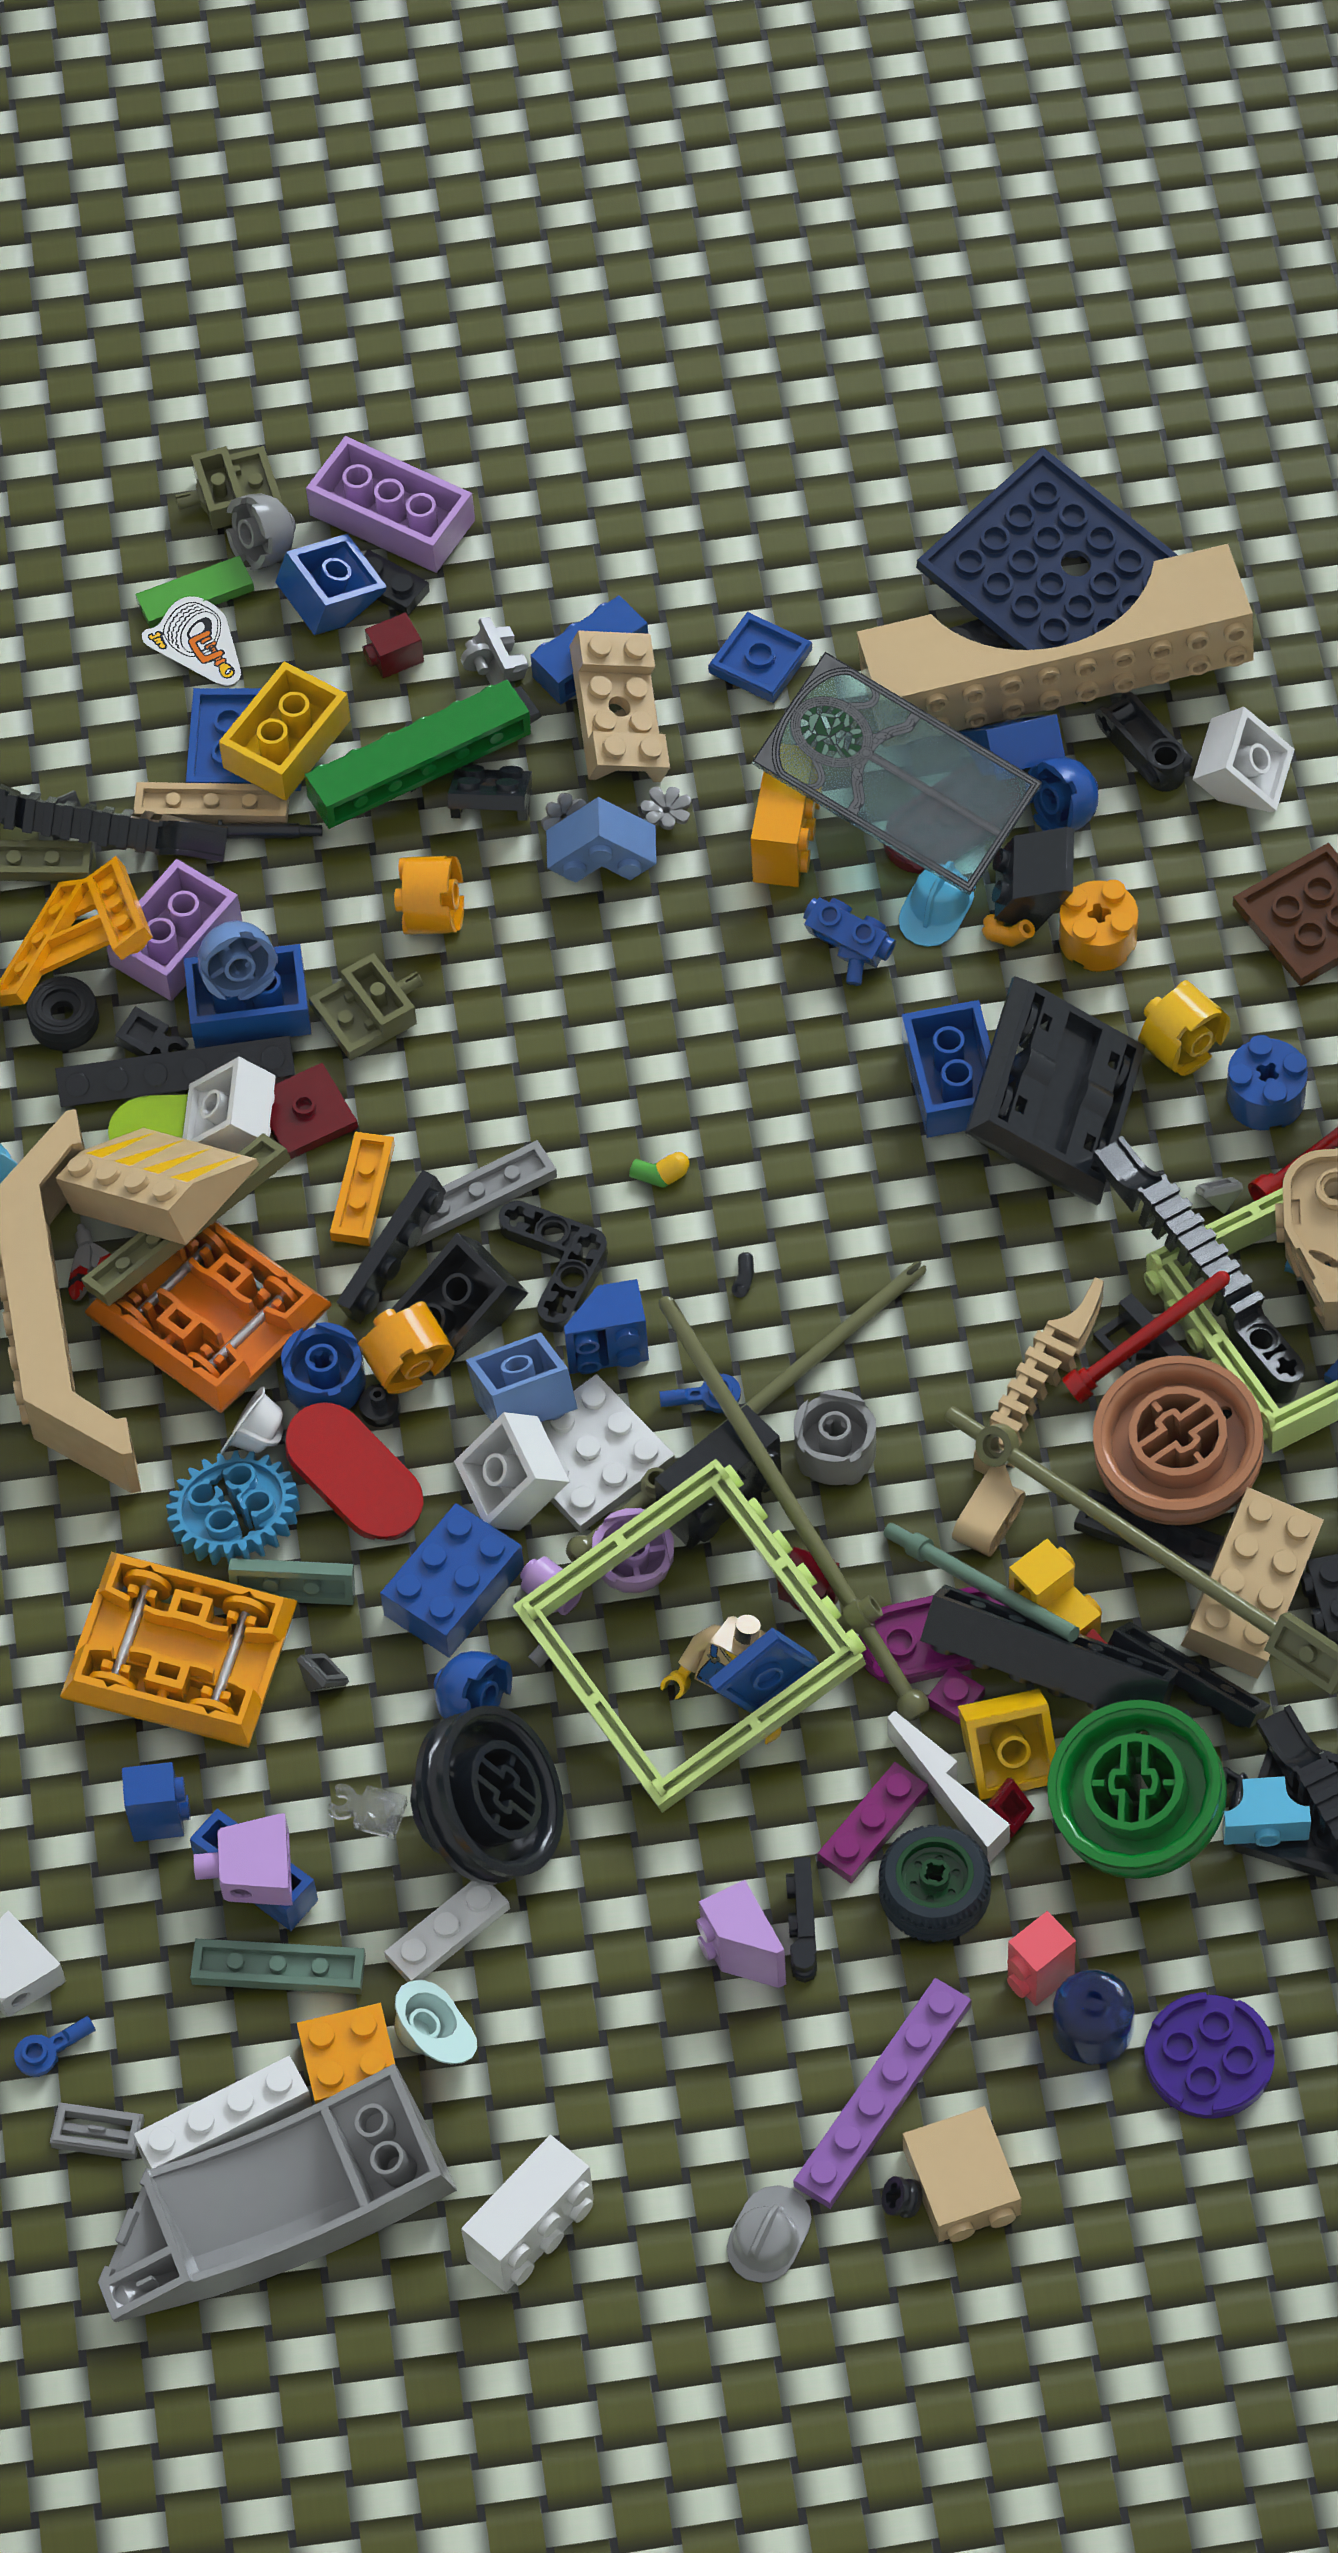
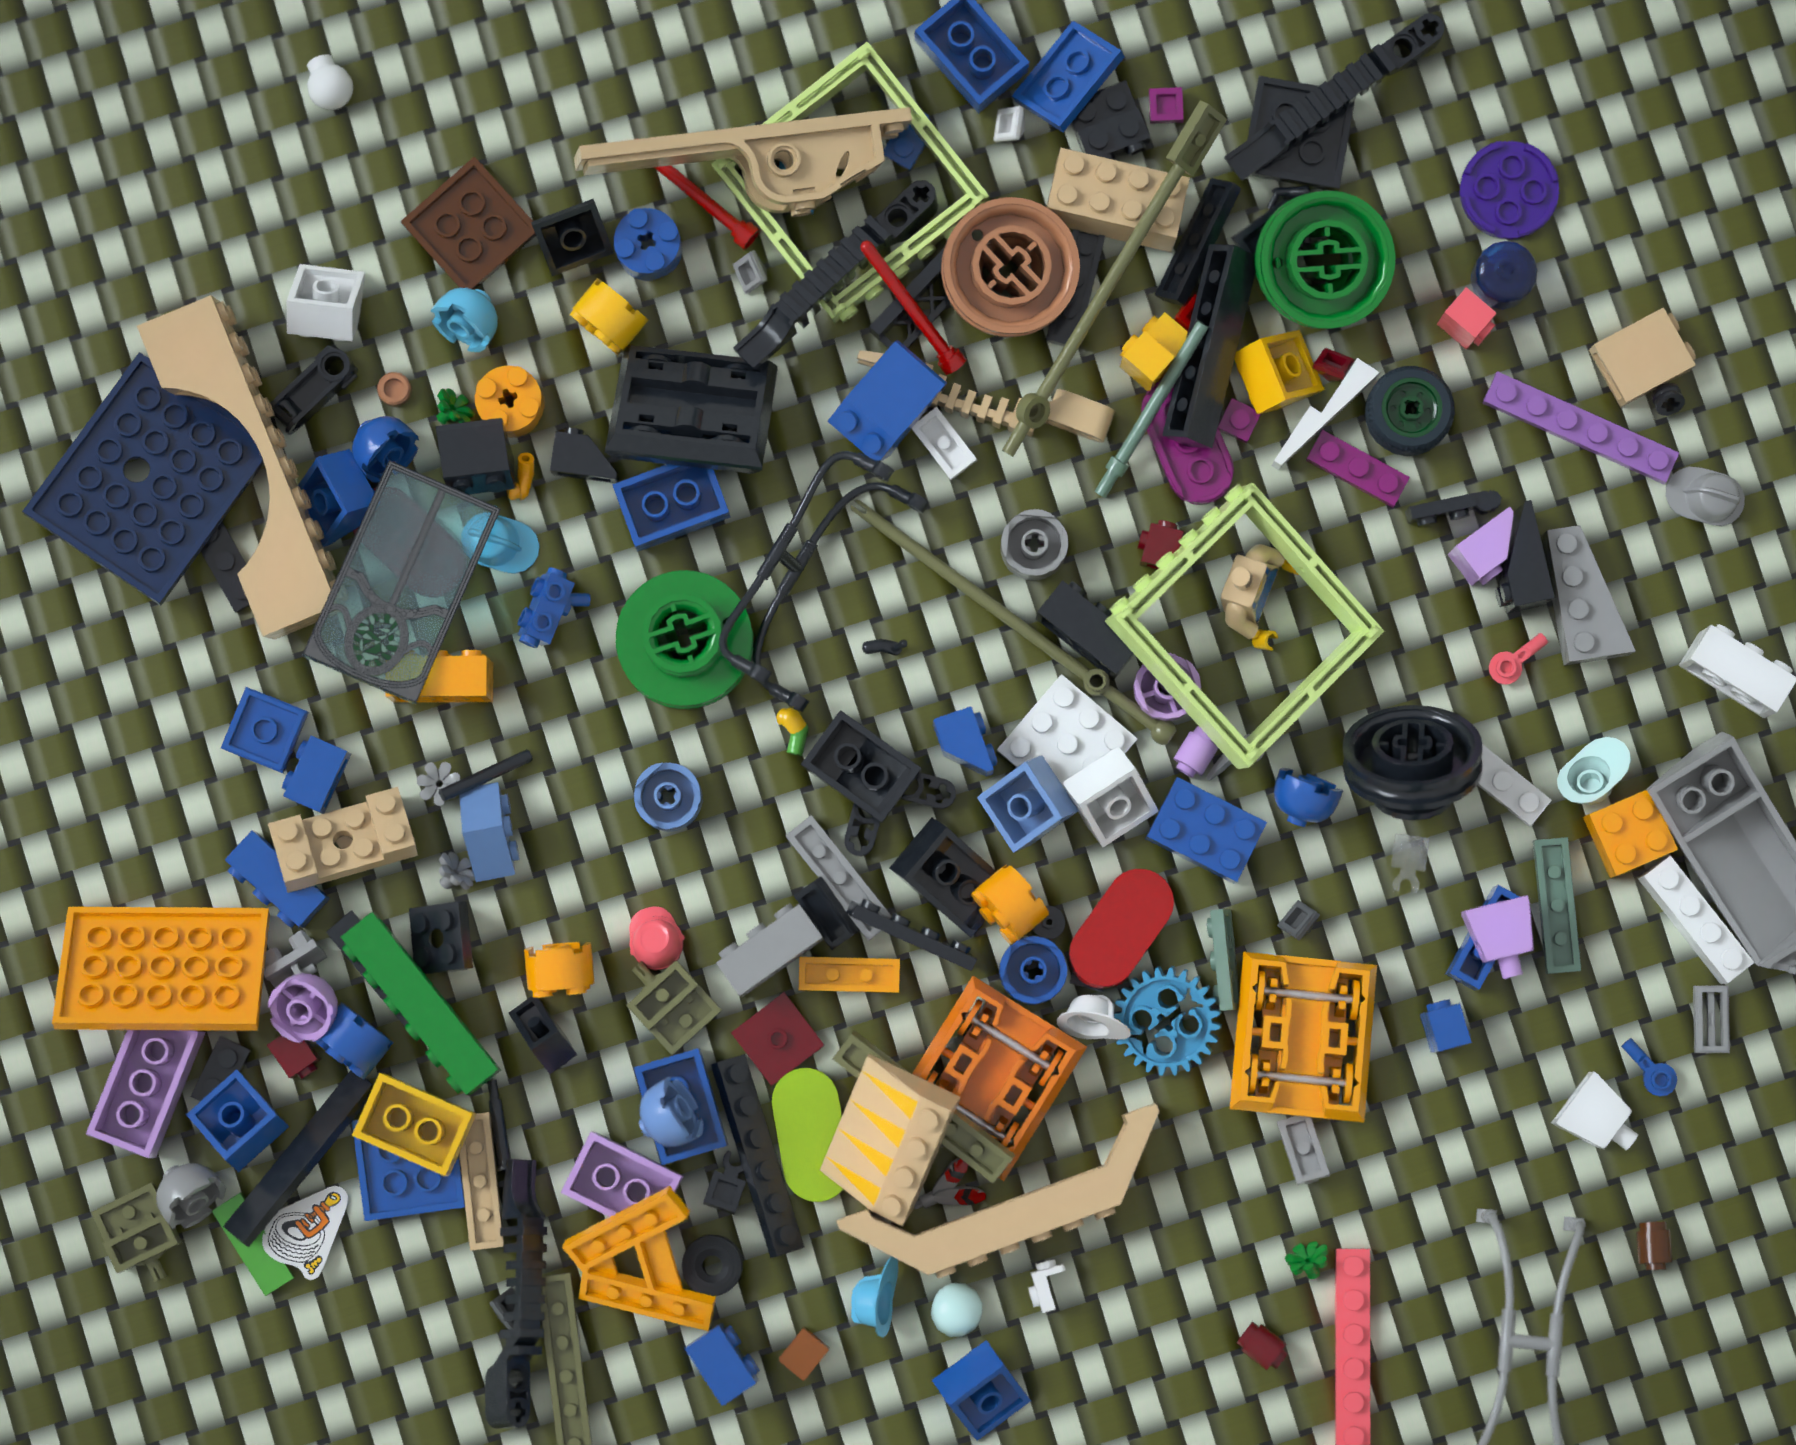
camera: 100 degrees left, 25 degrees up
(43, 1631) = (1303, 1149): none -> light grey plate
(230, 1106) = (799, 1099): white slope -> none
(267, 625) = (299, 1159): none -> black tile
(358, 877) = (542, 1034): none -> black slope
(393, 691) = (354, 1042): none -> blue brick
(406, 1100) = (768, 949): none -> light grey brick
(438, 640) = (303, 1007): none -> lavender cylinder
(446, 1167) = (826, 913): none -> black tile
(447, 1006) = (655, 938): none -> coral hat
(510, 523) = (161, 968): none -> light orange plate
(590, 1955) = (1507, 666): none -> coral plate
(604, 1214) = (861, 766): none -> black slope
(605, 1025) = (649, 797): none -> medium blue brick
(657, 2048) = (1582, 604): none -> light grey wedge
(666, 853) = (485, 775): none -> black bar
(699, 698) = (315, 774): none -> blue brick
(699, 1395) = (998, 649): blue plate -> none
(715, 1979) = (1525, 573): none -> black slope
(763, 1670) = (1276, 558): blue plate -> none
(781, 1103) = (698, 676): none -> green wheel
(857, 1613) = (1195, 501): olive bar -> none
(937, 1239) = (796, 565): none -> black bar
(977, 1365) = (944, 443): none -> white plate
(1025, 966) = (579, 458): none -> black slope
(1030, 1295) = (887, 402): none -> blue slope
(1102, 867) = (453, 408): none -> green plant
(1133, 823) = (394, 389): none -> nougat tile
(1206, 893) = (467, 317): none -> medium azure cylinder
(1265, 1815) = (1320, 163): medium azure brick -> none
(1284, 997) = (572, 237): none -> black slope

